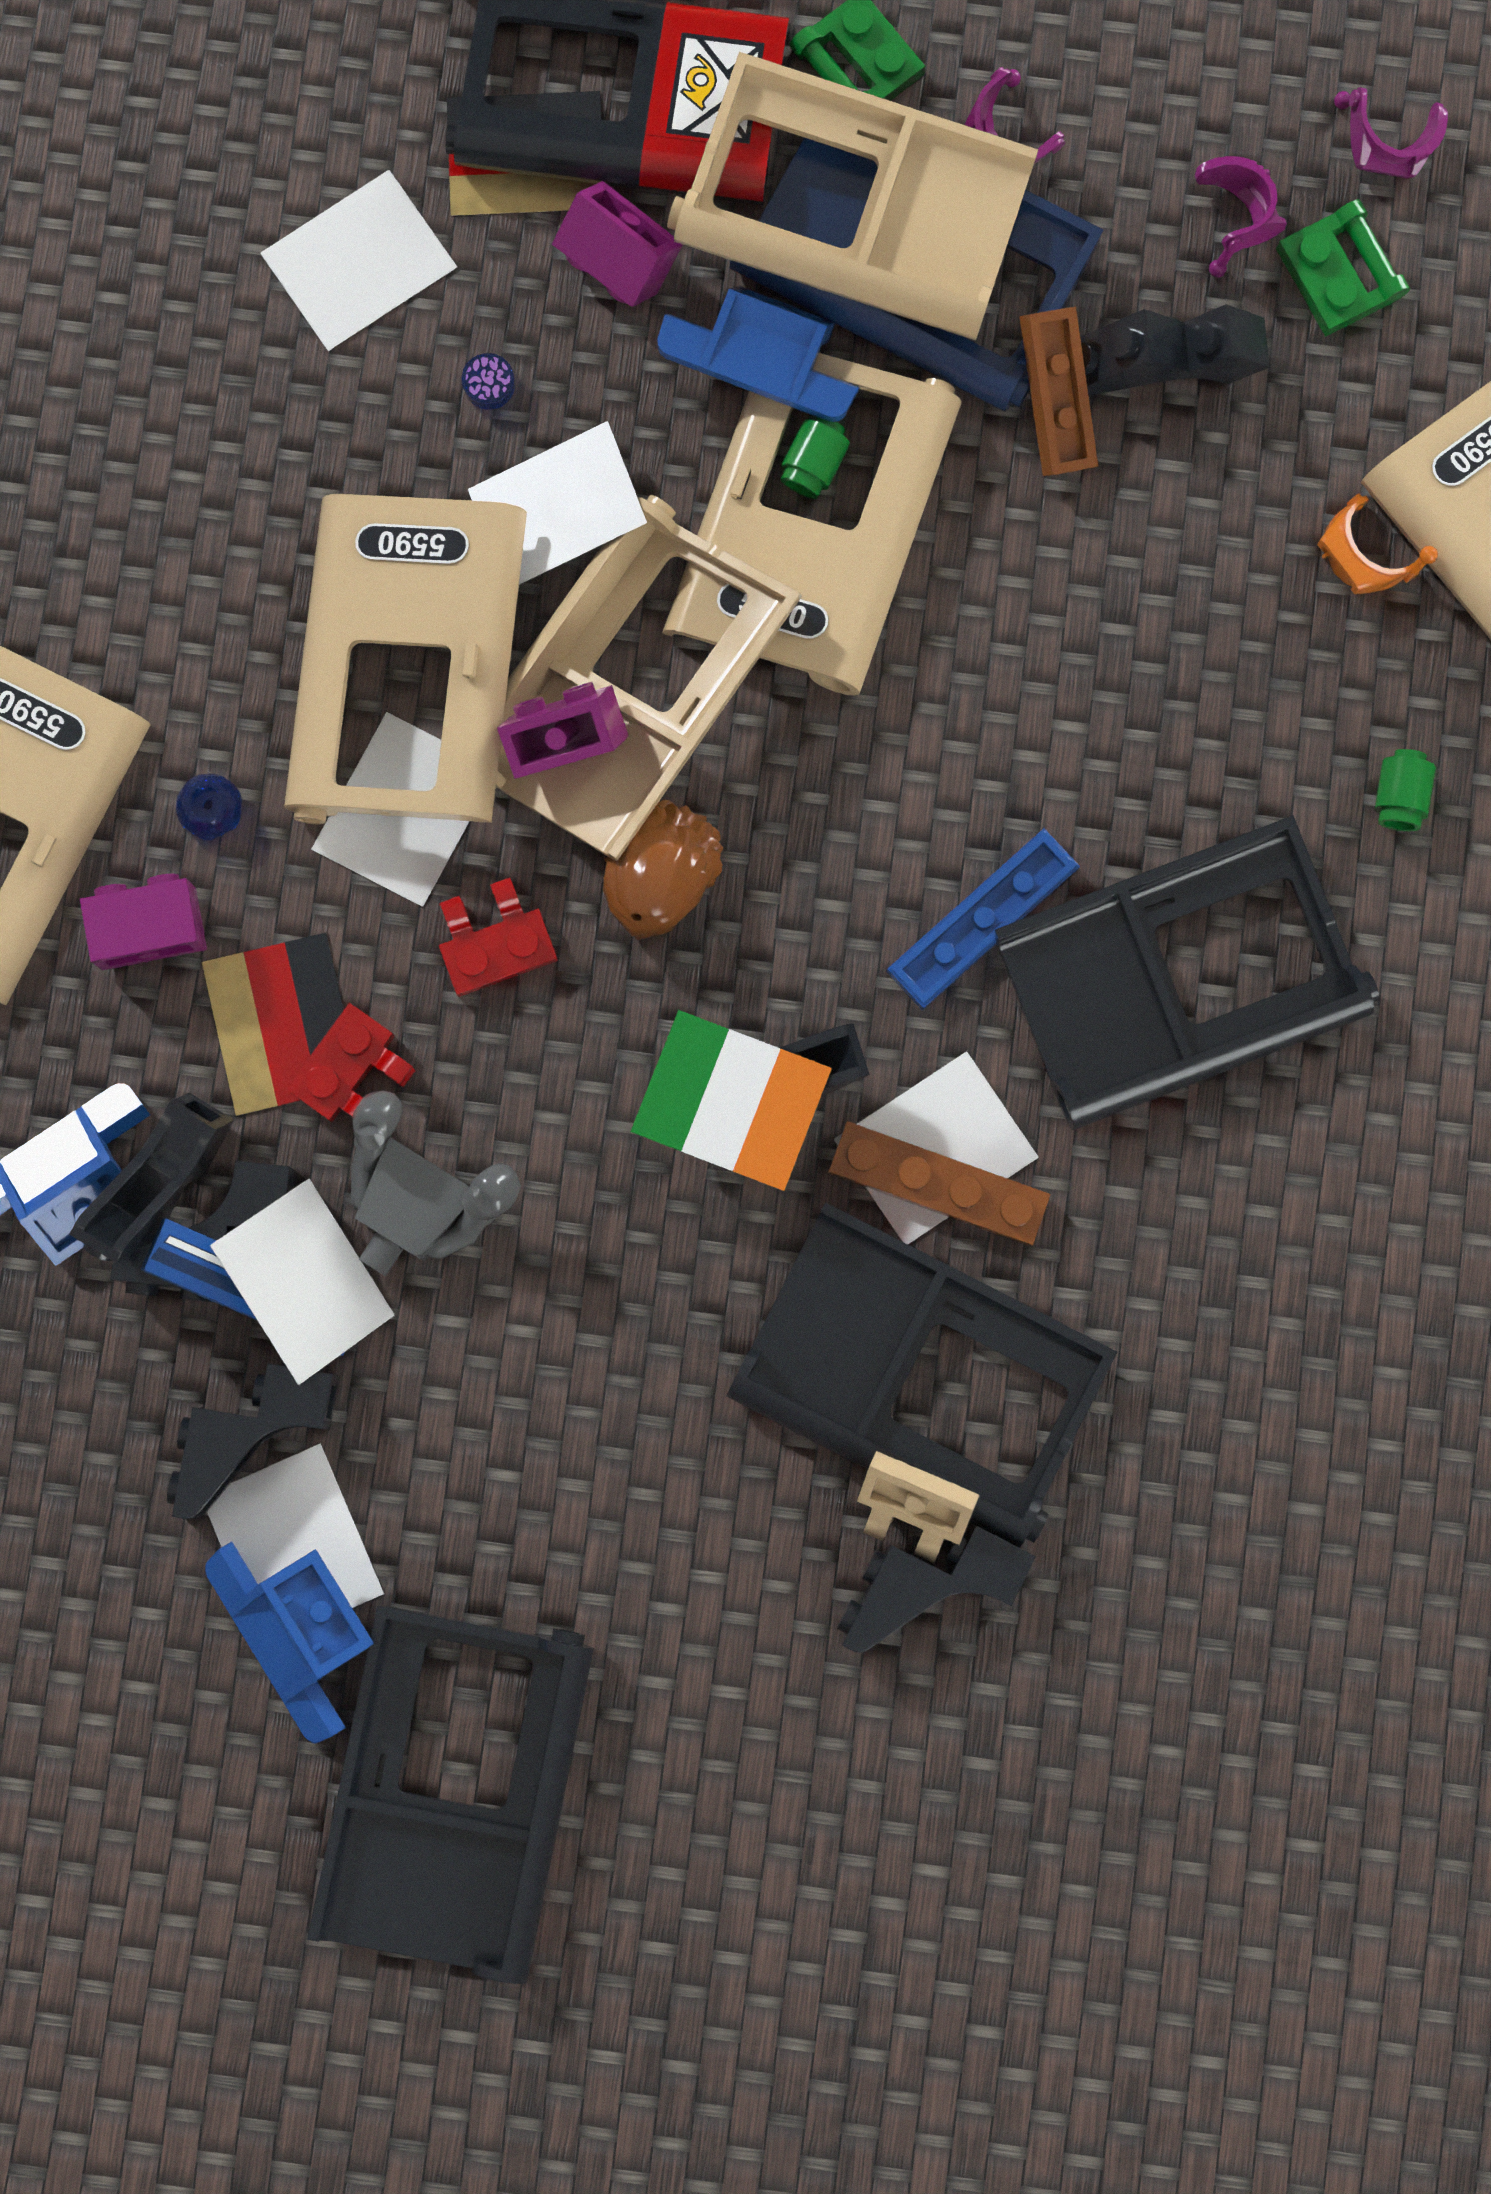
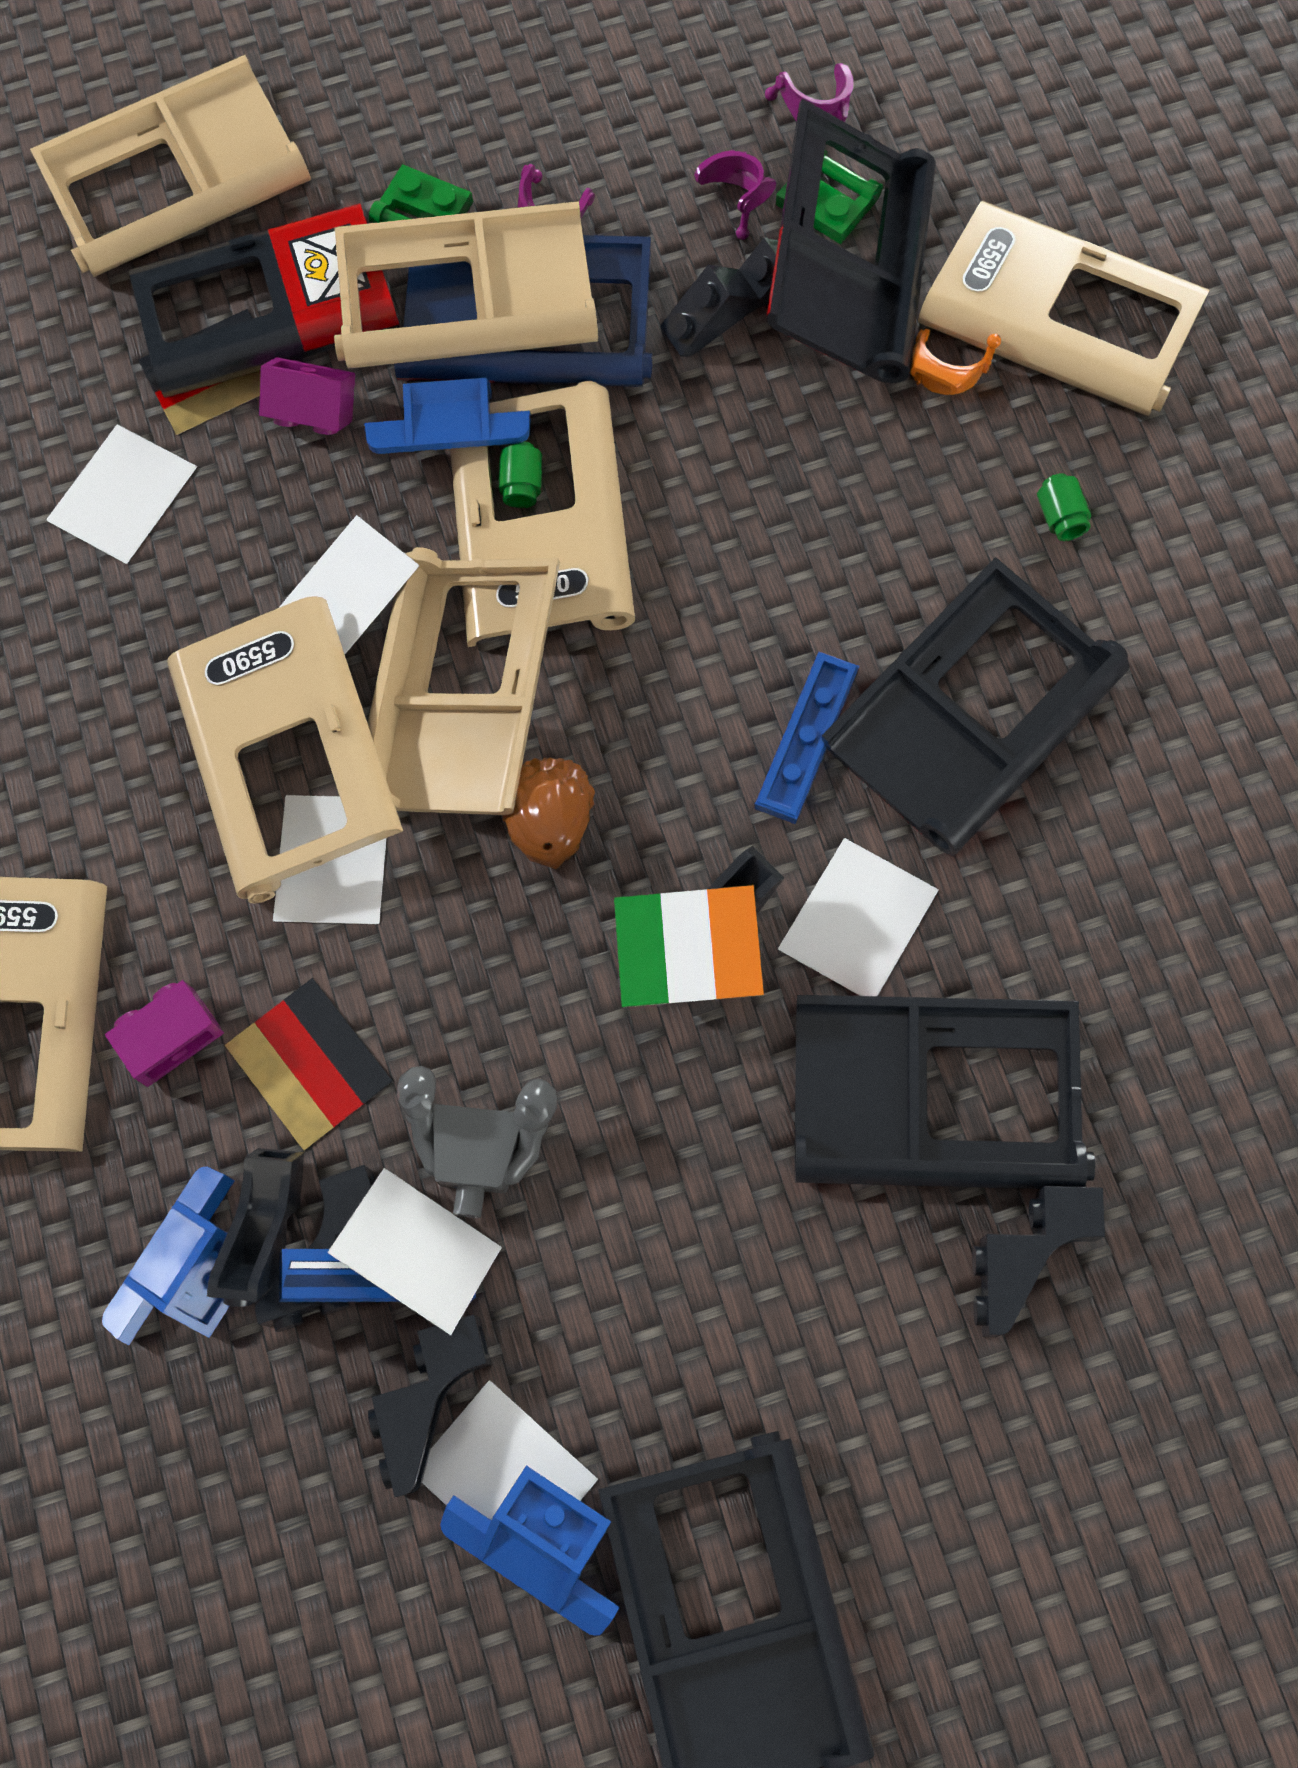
camera: 20 degrees left, 10 degrees down
(219, 819) = (186, 935): clear blue plate -> none
(343, 1061) = (370, 1065): red plate -> none
(488, 381) = (255, 530): clear blue tile -> none
(498, 950) = (452, 929): red plate -> none
(562, 731) = (426, 737): magenta brick -> none
(917, 1499) = (987, 1186): tan plate -> none
(939, 1183) = (875, 942): dark orange plate -> none
(1059, 391) = (674, 351): dark orange plate -> none
(1273, 411) = (832, 296): none -> black piece

